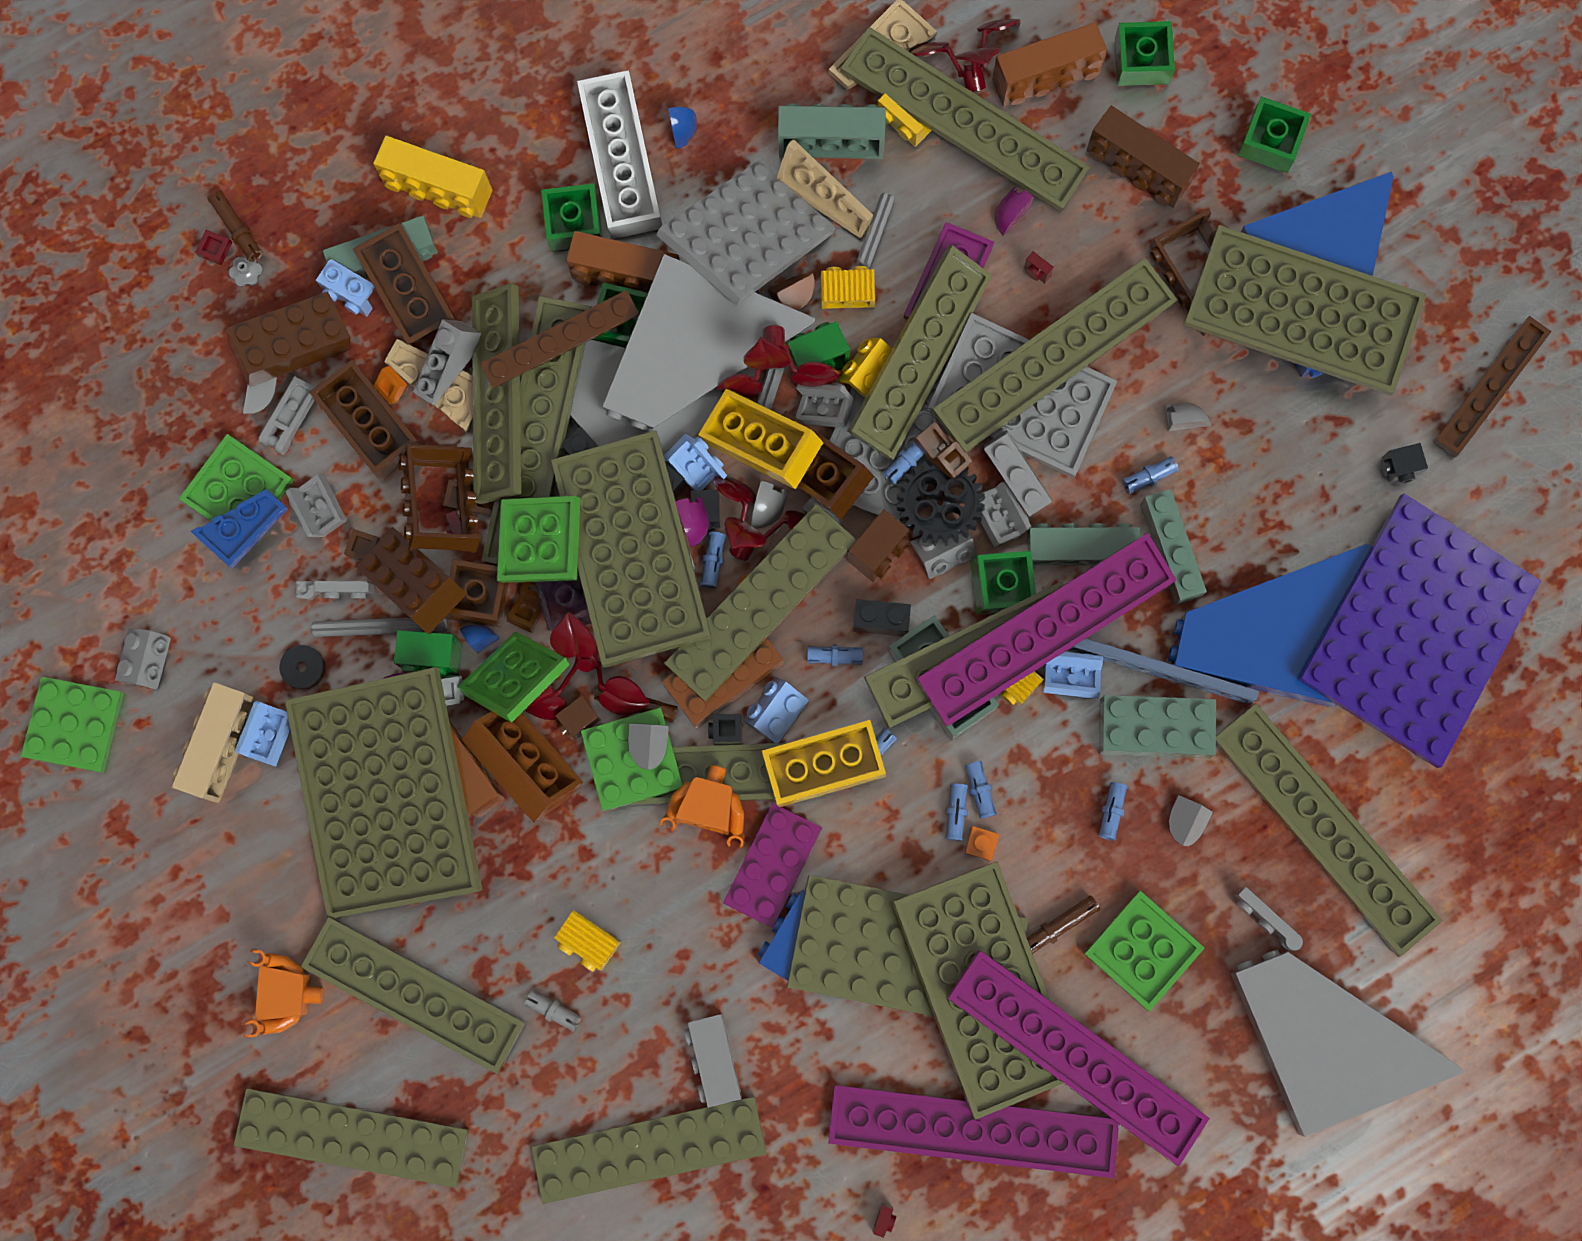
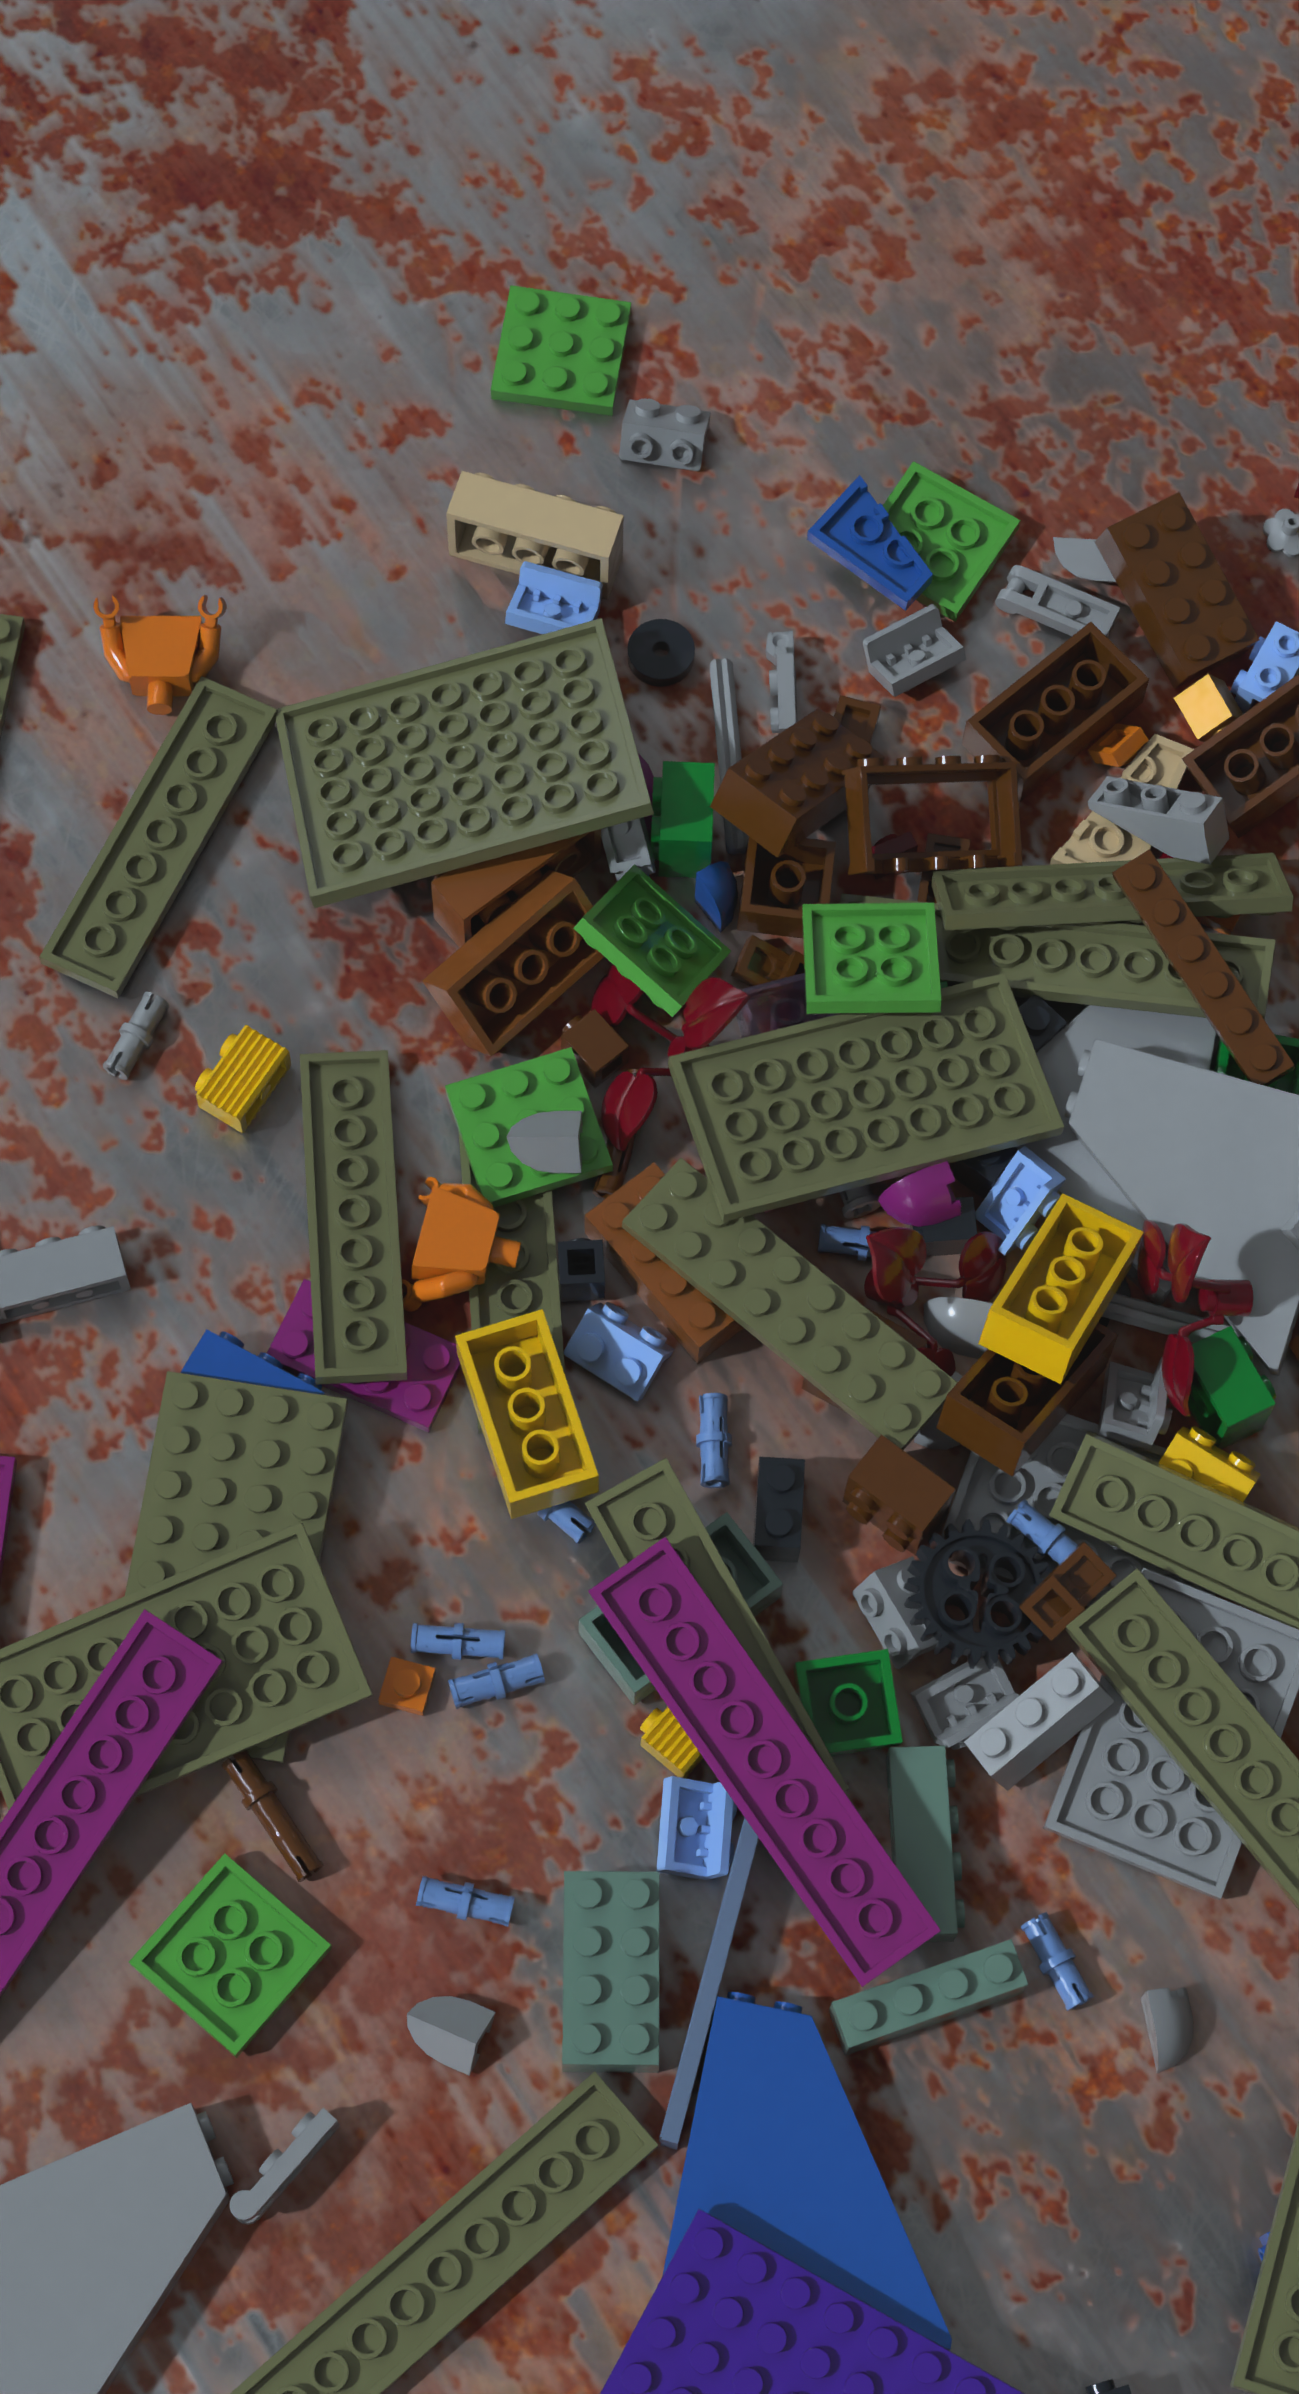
camera: 80 degrees right, 10 degrees down
(372, 326) = (1208, 706): none -> brick
(685, 871) = (352, 1218): none -> olive plate

